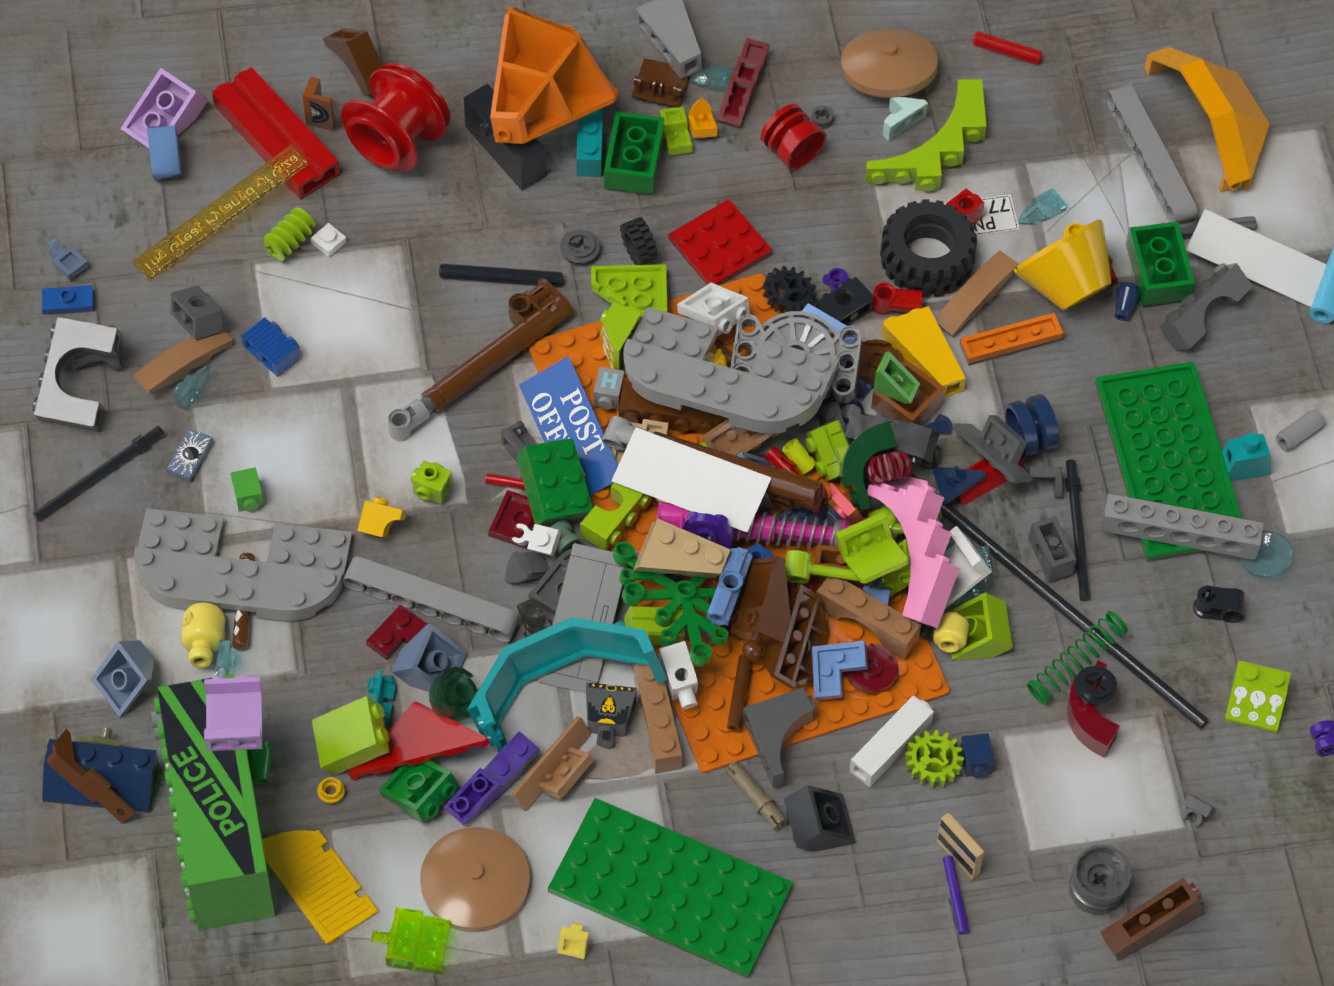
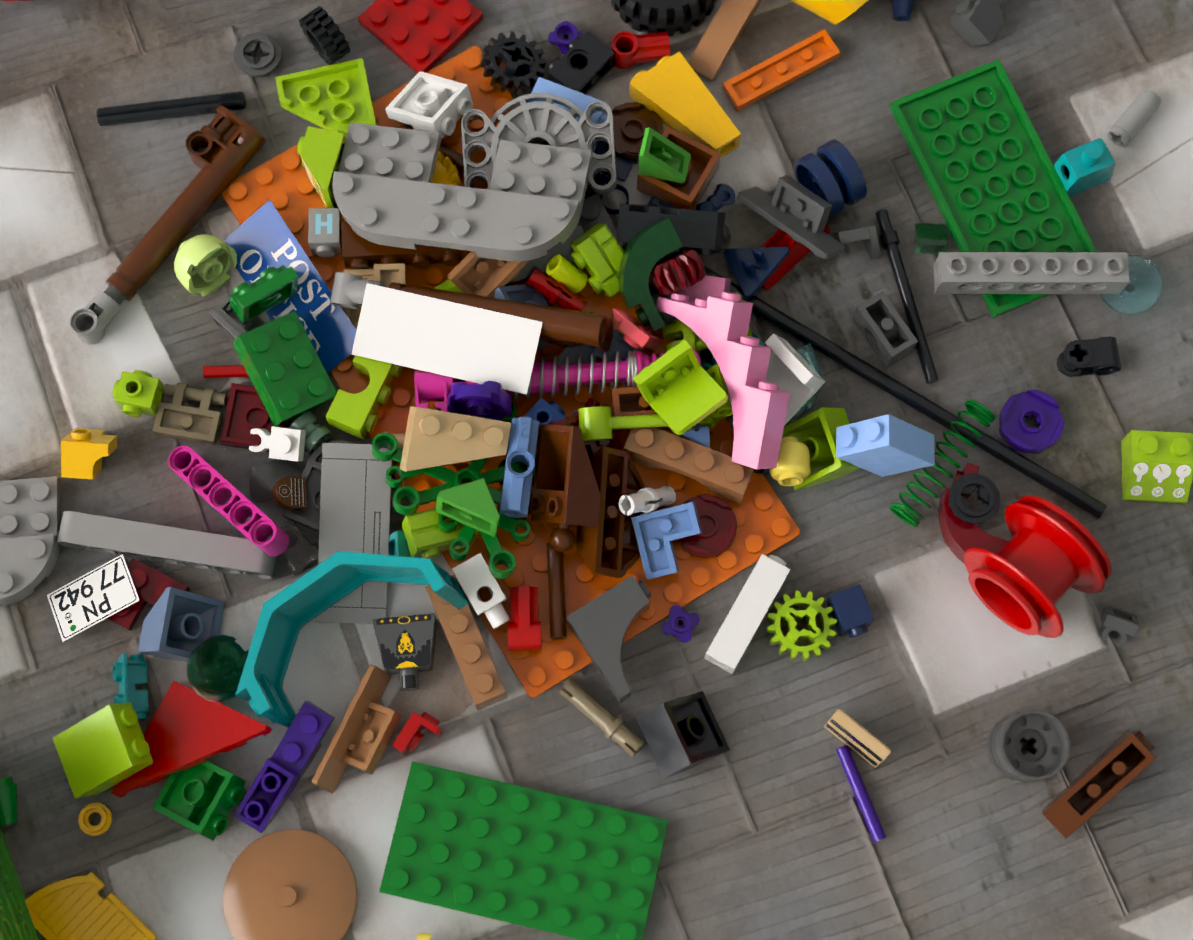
camera: 10 degrees left, 15 degrees up
(363, 626) = (93, 597): none -> white sticker
(466, 512) = (189, 422): none -> dark tan plate
(489, 572) = (238, 507): none -> dark pink beam
(505, 394) = (204, 264): none -> yellowish green cylinder
(539, 577) = (290, 493): none -> reddish brown tile
(550, 423) = (265, 293): none -> green plate
(599, 774) = (410, 734): none -> red bracket
(683, 605) = (470, 505): none -> bright green slope
(707, 712) = (525, 627): none -> red piece
(818, 632) = (647, 500): none -> white pin
(835, 746) = (684, 632): none -> dark purple plate
(1031, 630) = (885, 445): none -> light blue brick
(1105, 486) = (930, 238): none -> clear green slope
(1137, 739) = (1037, 567): none -> red wheel
(1157, 657) = (1047, 415): none -> dark purple plate

